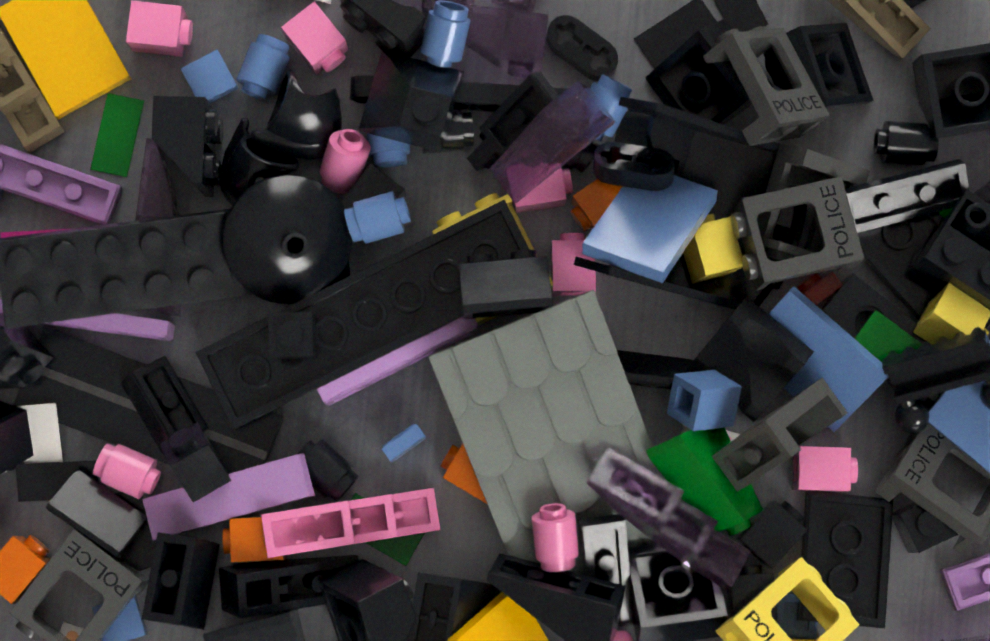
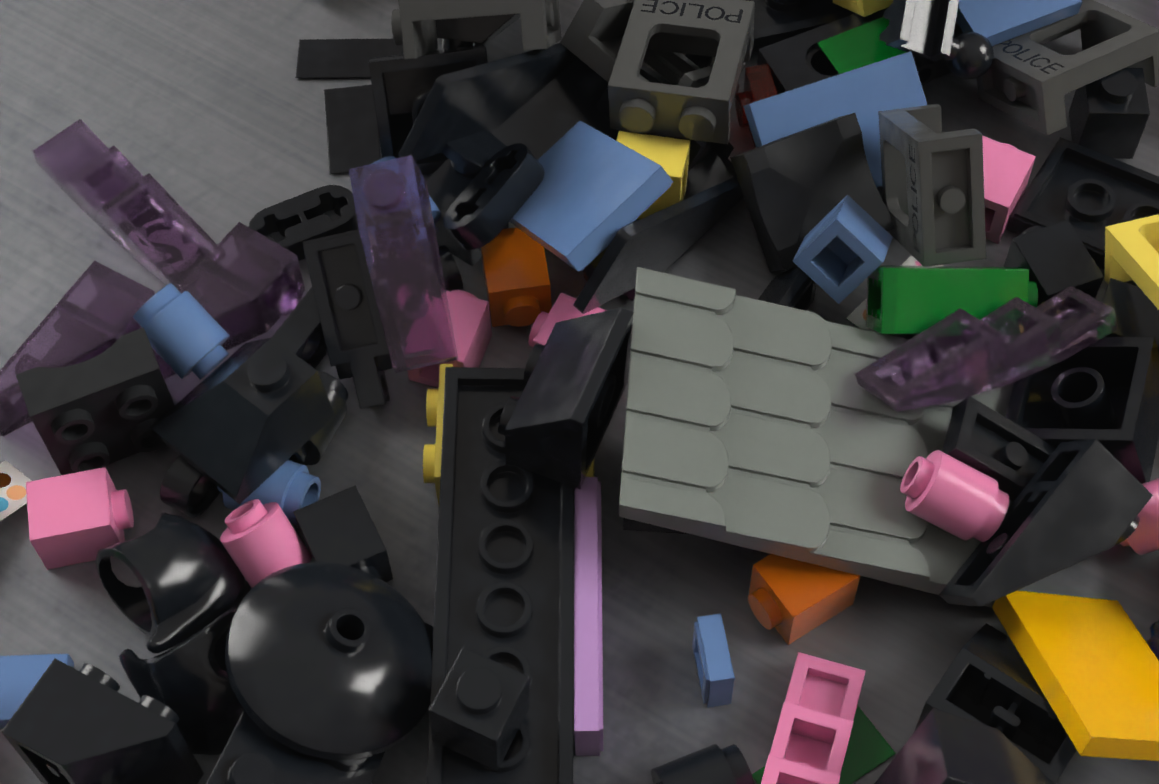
camera: 60 degrees left, 25 degrees down
(263, 67) = (68, 602): medium blue brick -> none
(377, 217) = (375, 522): medium blue brick -> none

